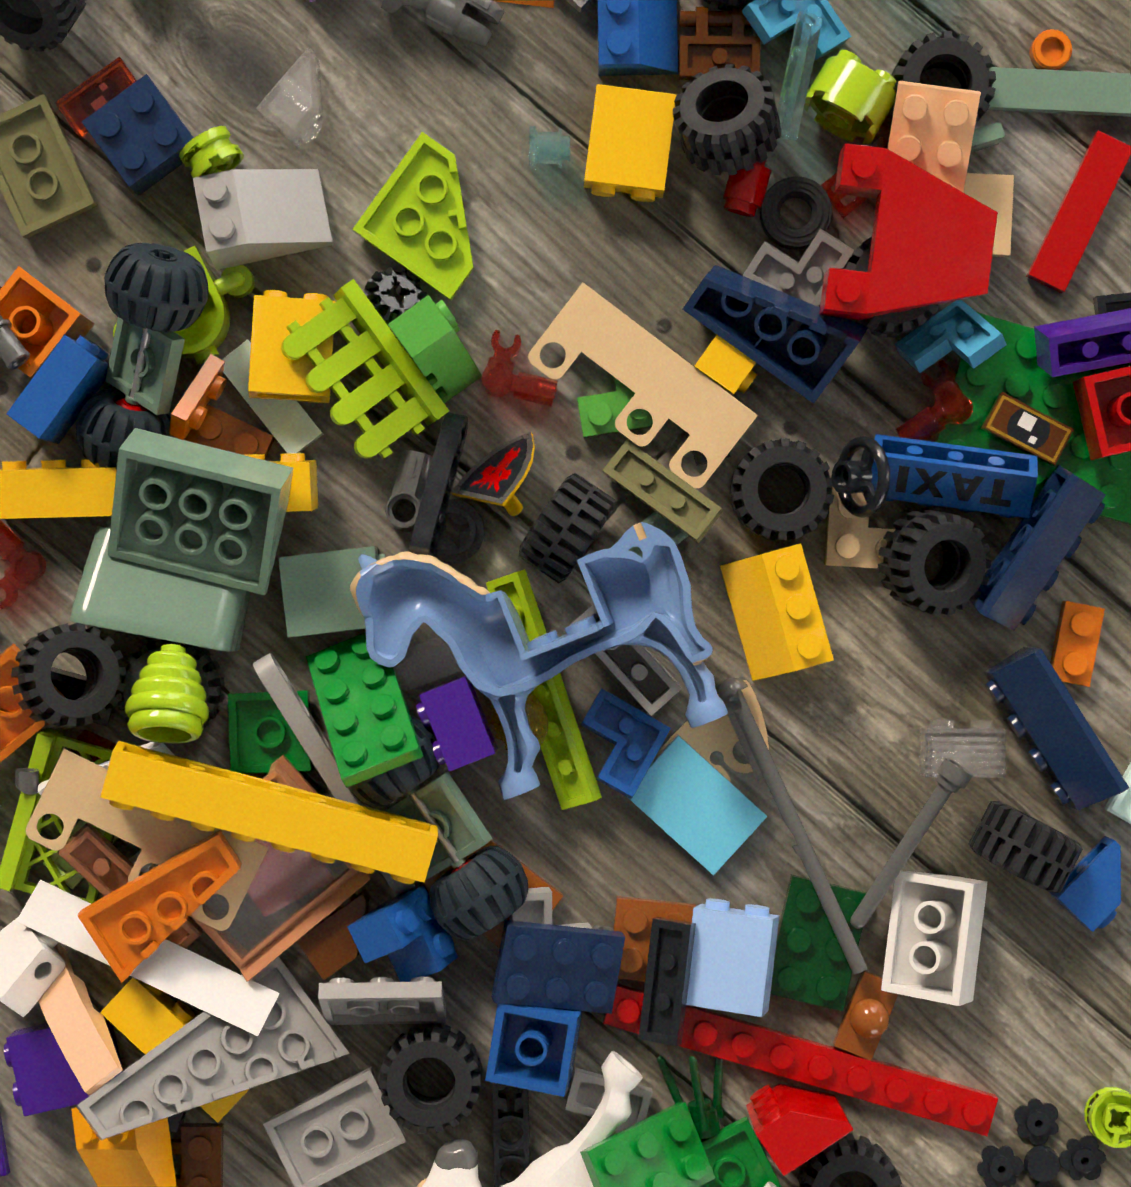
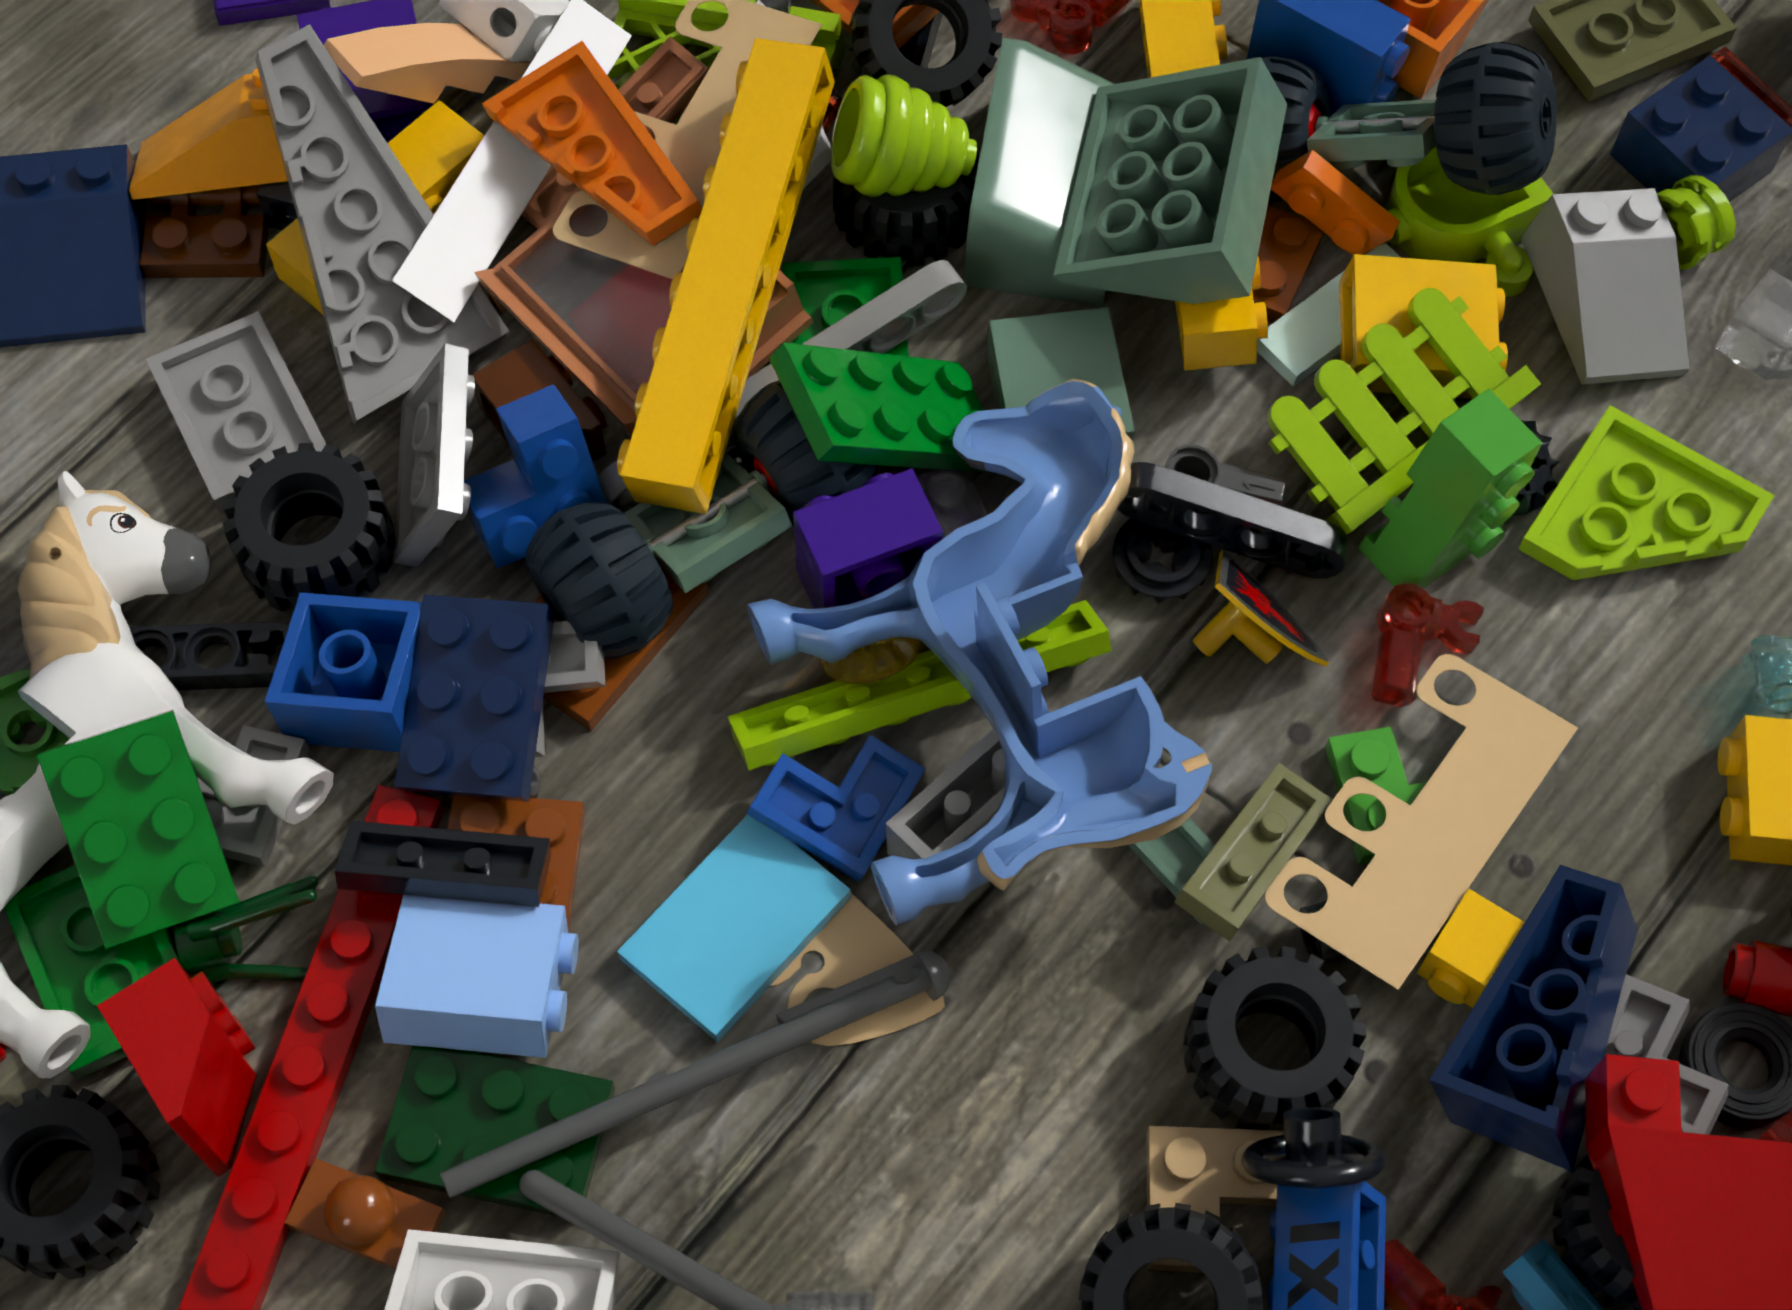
camera: 90 degrees right, 25 degrees down
(566, 527) = (1200, 681): black tyre -> none
(776, 612) = (1066, 1048): yellow slope -> none

